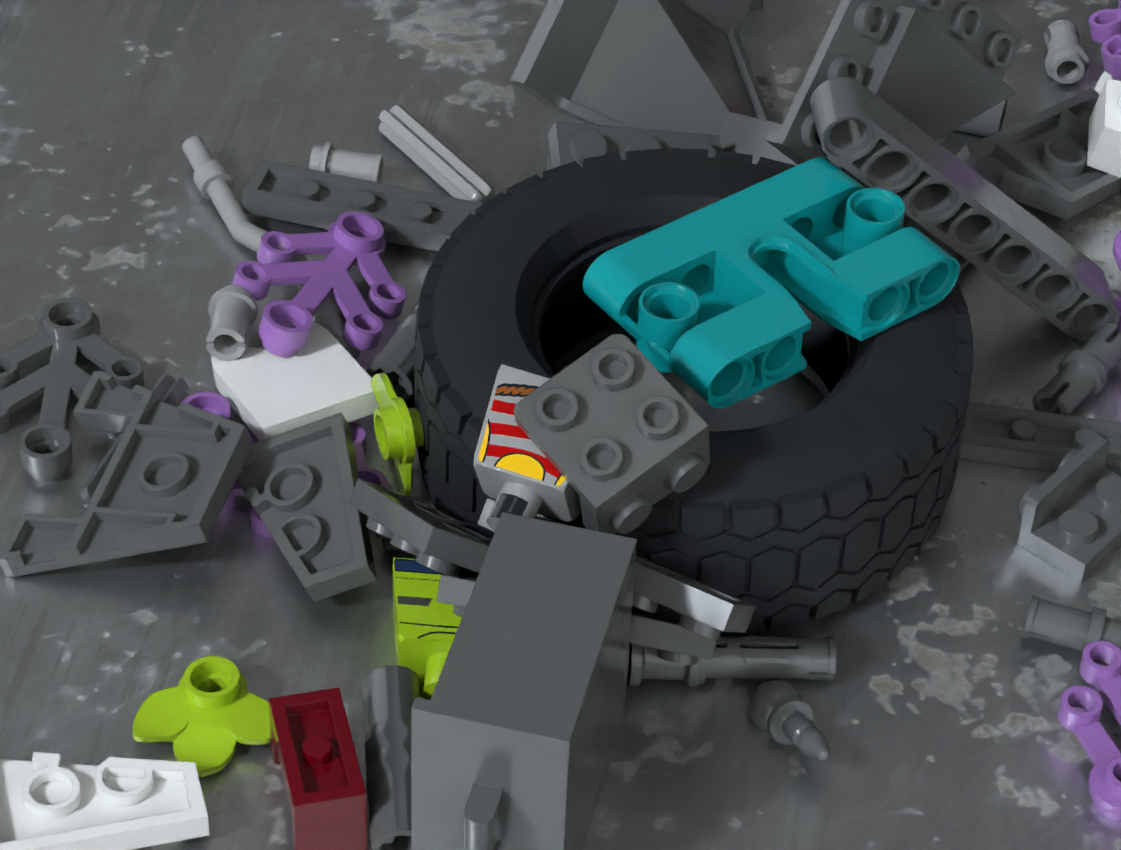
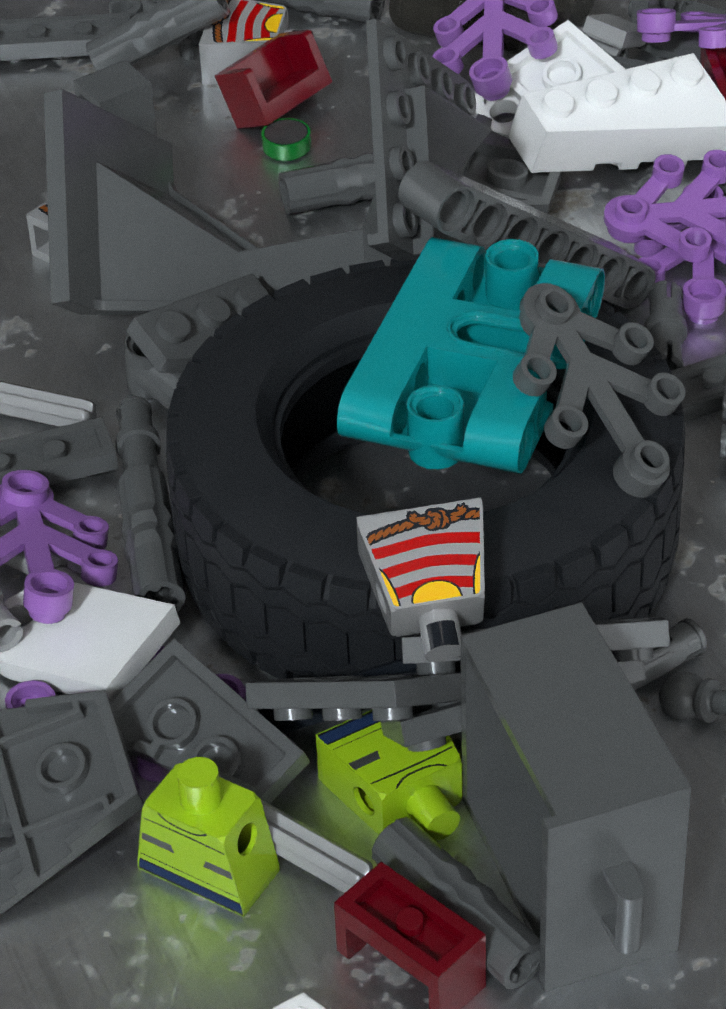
camera: 30 degrees left, 0 degrees up
(205, 715) = (265, 960): lime plate -> none
(226, 566) = (207, 836): none -> lime torso
(301, 622) = (314, 850): none -> light grey axle
(396, 431) = (220, 631): lime plate -> none
(616, 434) = (488, 525): dark grey bracket -> none
(840, 349) = (555, 319): none -> dark grey plant

